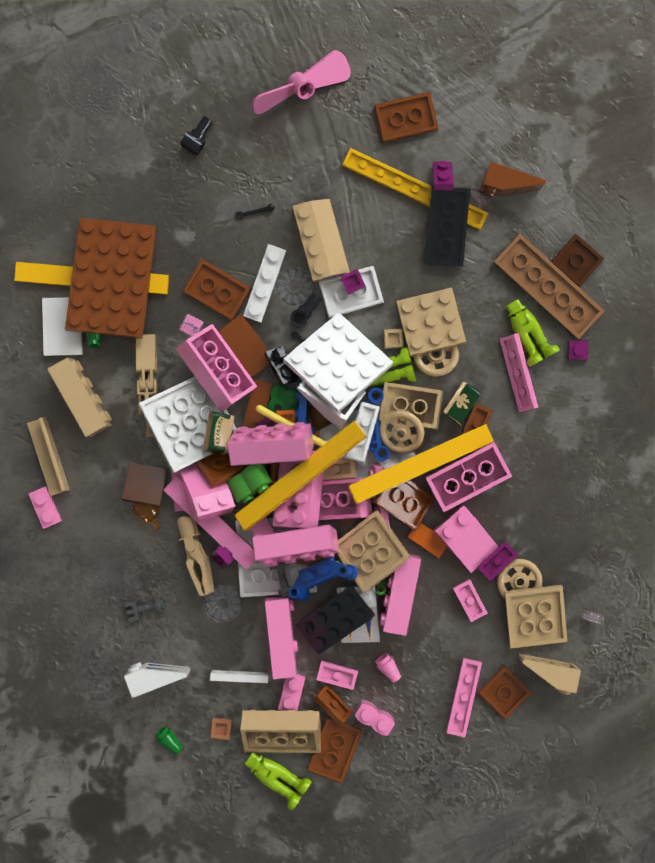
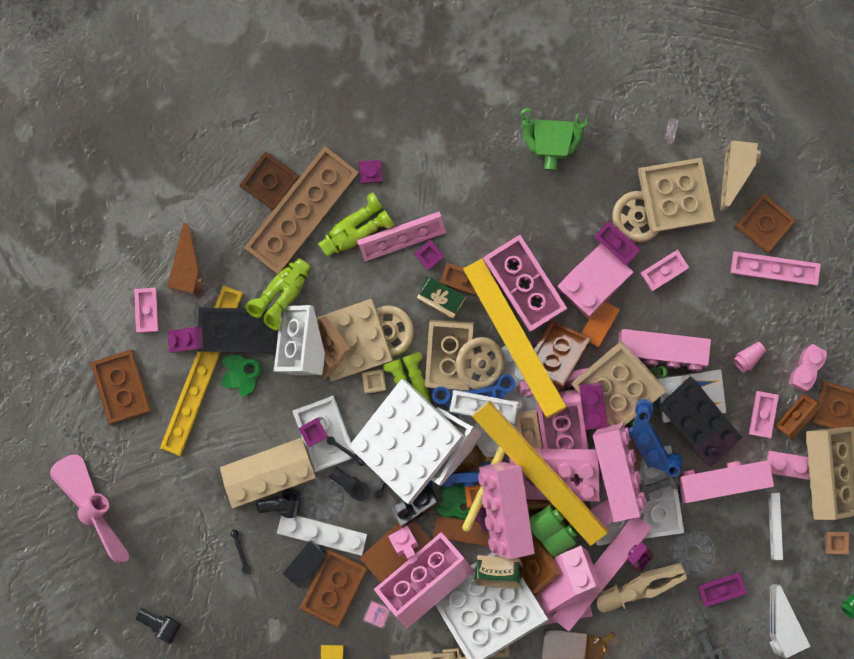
camera: 90 degrees left, 5 degrees down
(188, 625) = (721, 589): none -> magenta plate
(240, 266) = (305, 563): none -> black tile
(249, 353) = (404, 544): none -> bright pink plate
(291, 254) = (287, 504): none -> black pin
(344, 297) = (331, 441): none -> black hinge
(355, 528) = (593, 406): none -> magenta plate
(409, 220) = (237, 374): none -> green plate
(426, 297) = (334, 346): none -> medium nougat slope
(432, 275) = (299, 343): none -> white slope
(471, 144) = (146, 310): none -> bright pink plate
(485, 271) = (290, 284): none -> lime piece
(500, 395) = (429, 255): none -> magenta plate
(594, 512) = (552, 138): none -> bright green torso

